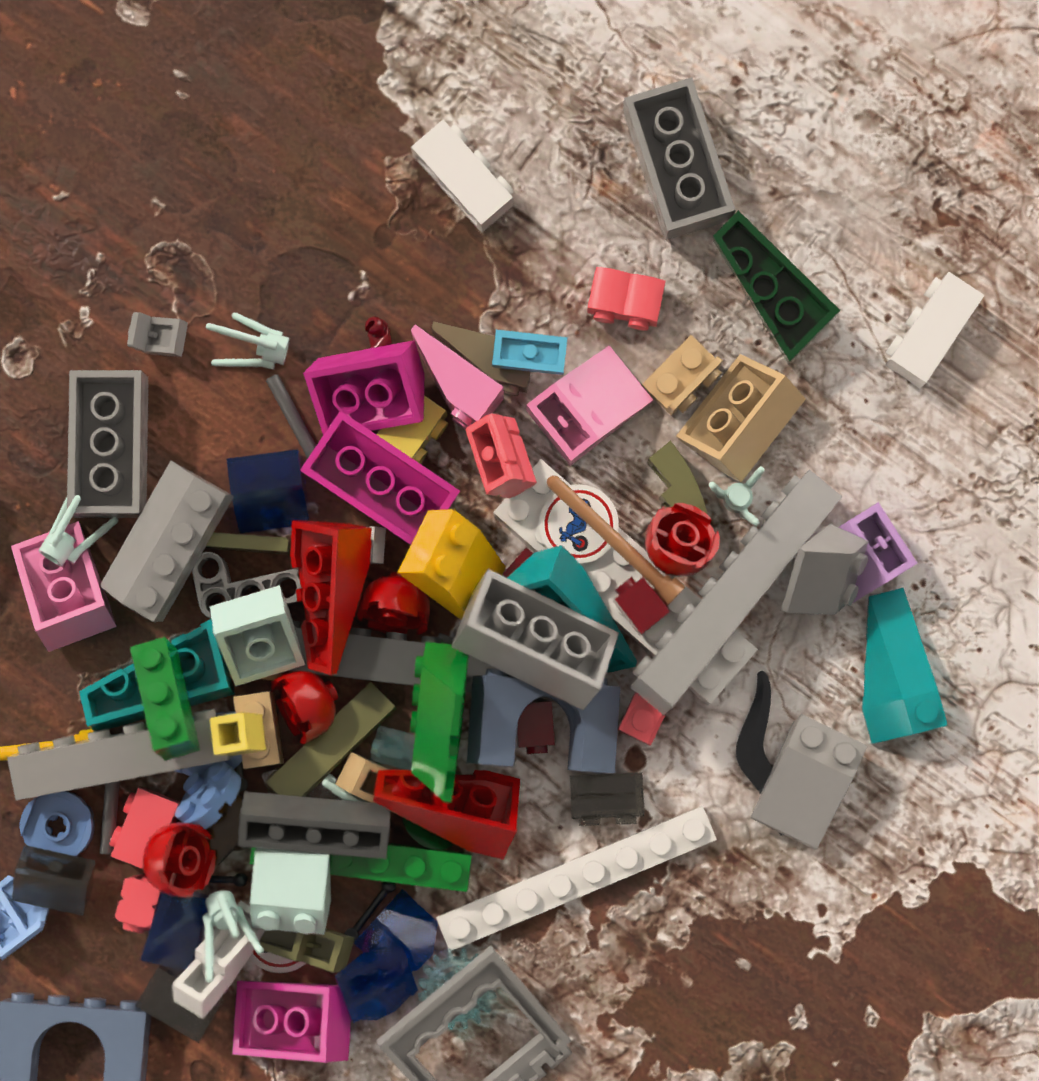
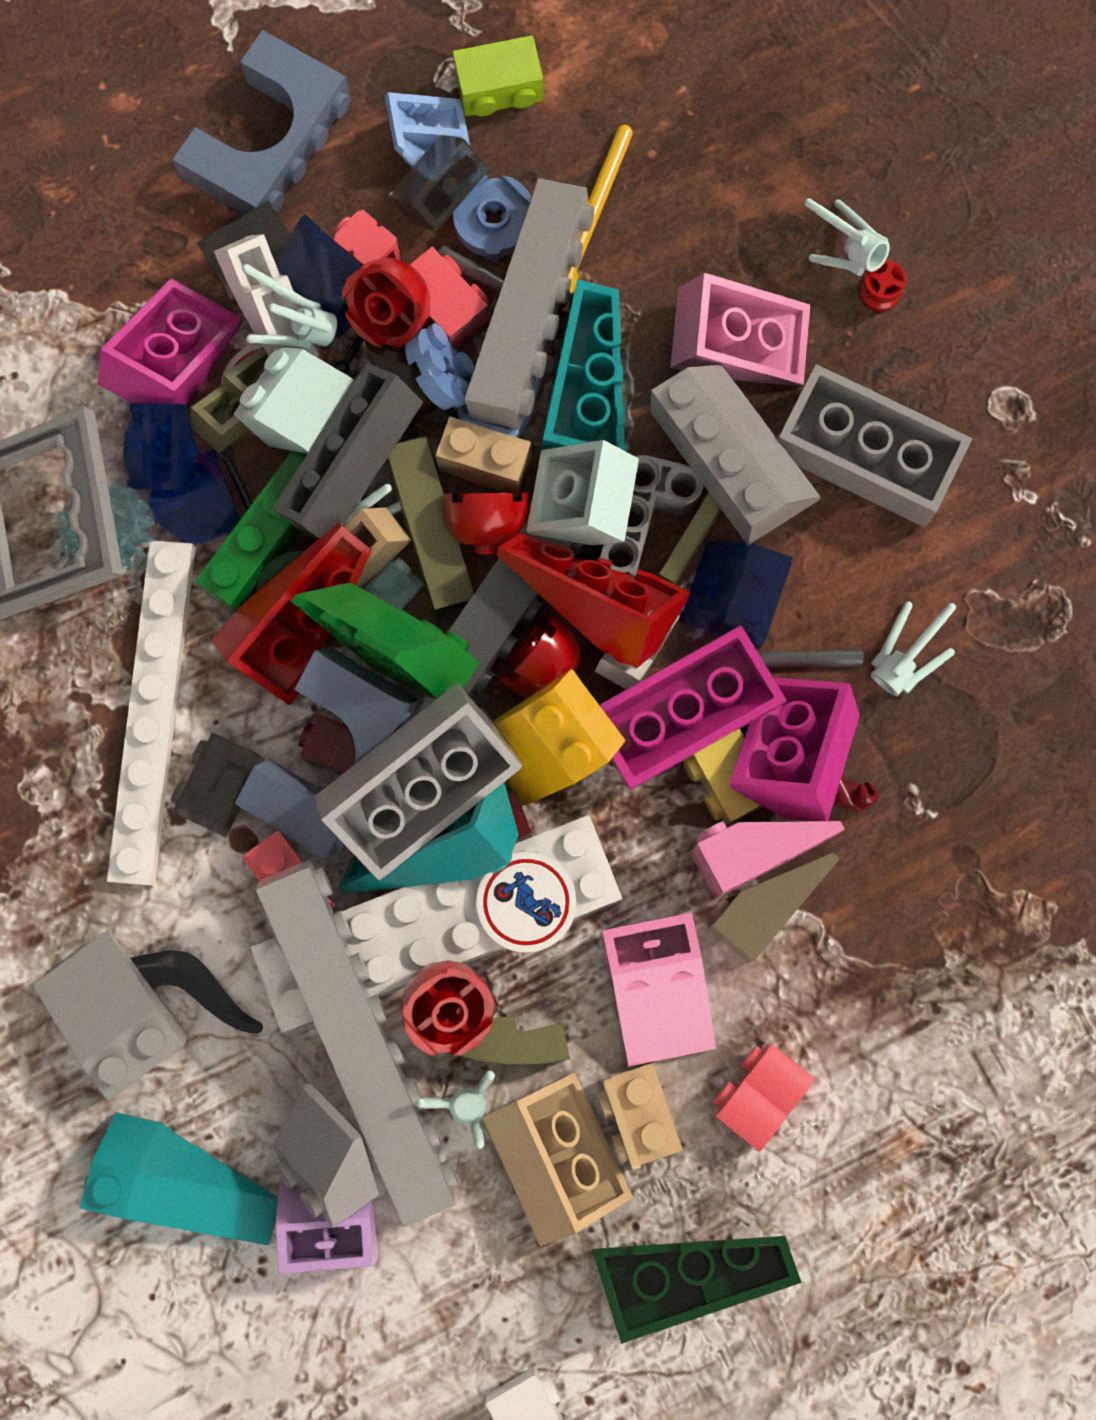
camera: 115 degrees right, 5 degrees down
(59, 544) = (786, 344): light aqua plant -> none
(157, 335) = (969, 555): light grey bracket -> none
(165, 699) = (561, 360): green brick -> none
(237, 734) = (484, 417): light yellow brick -> none
(463, 175) = (996, 982): white brick -> none
(500, 456) = (646, 851): coral brick -> none
(529, 352) = (750, 947): medium azure plate -> none
(640, 604) = (396, 920): dark red brick -> none
(664, 587) = (402, 960): medium nougat piece -> none
(678, 158) = (899, 1246): light grey brick -> none

